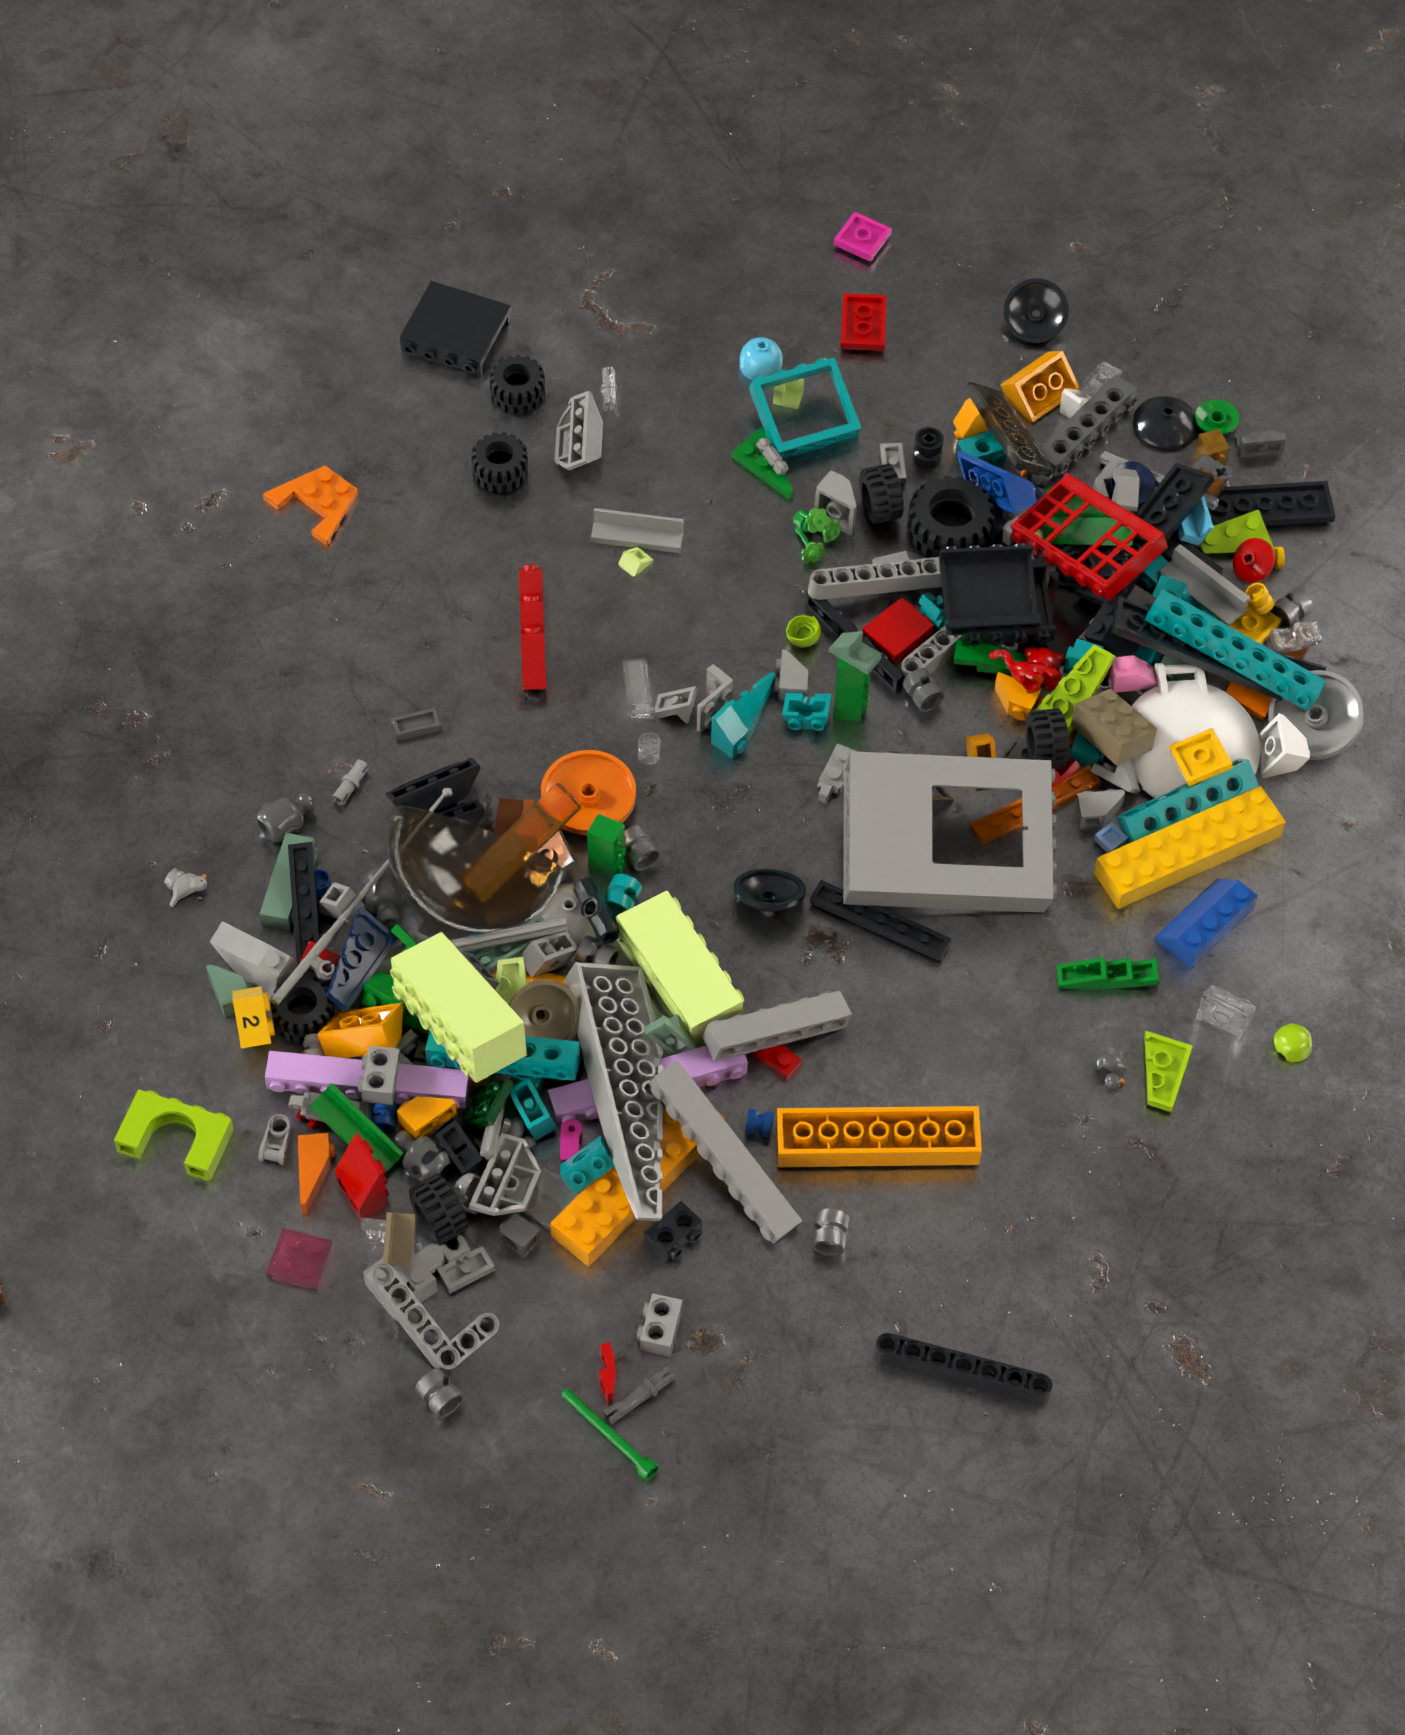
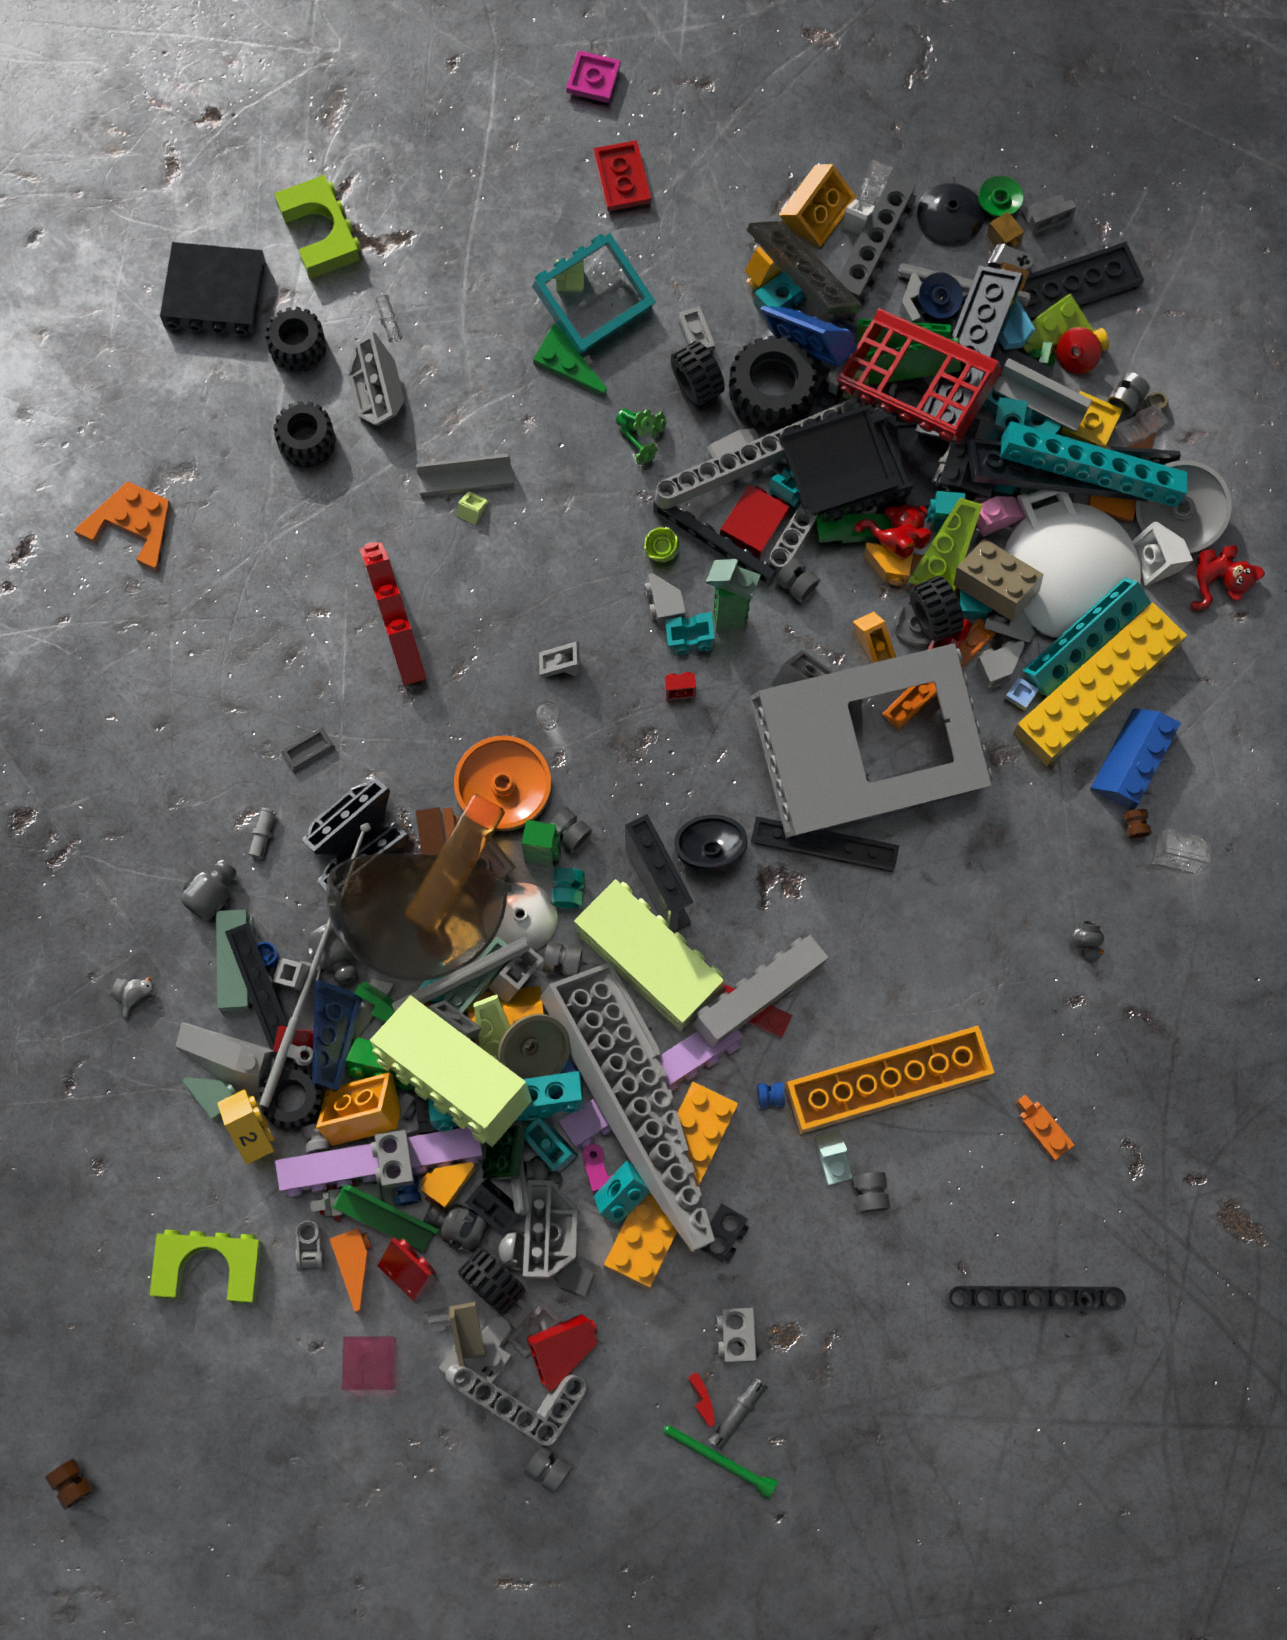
camera: 15 degrees left, 15 degrees up
(485, 1289) = (561, 1348): none -> red slope
(574, 277) = (317, 197): none -> lime arch
(596, 910) = (543, 908): black piece -> none
(638, 689) = (518, 655): clear arch -> none
(670, 1035) = (662, 1031): sand green slope -> none
(708, 891) = (657, 872): none -> black panel
(718, 692) = (602, 638): light grey bracket -> none
(725, 1152) = (751, 1144): light grey brick -> none
(737, 720) = (625, 669): teal wedge -> none
(760, 357) = (531, 245): medium azure cylinder -> none
(772, 456) = (575, 356): light grey axle -> none
(783, 752) = (680, 685): none -> red piece
(804, 1195) = (833, 1157): none -> light aqua slope
(833, 774) = (736, 690): light grey hinge -> none
(837, 498) = (655, 392): light grey slope -> none
(928, 447) = (727, 305): black wheel -> none
(1018, 1222) = (1044, 1128): none -> orange hinge
(1032, 296) = (808, 118): black dish -> none
(1105, 974) = (1058, 841): green slope -> none
(1126, 488) = (939, 307): light grey slope -> none
(1165, 1068) = (1139, 929): lime wing -> none
(1190, 977) = (1137, 823): none -> reddish brown wheel
(1200, 757) = (1091, 590): yellow plate -> none
(1221, 557) = (1046, 355): none -> green tile
(1260, 599) = (1097, 390): yellow wheel -> none
(1293, 1042) = (1250, 865): lime hair -> none
(1321, 620) = (1157, 398): none -> dark tan plate
(1352, 787) = (1237, 576): none -> red animal

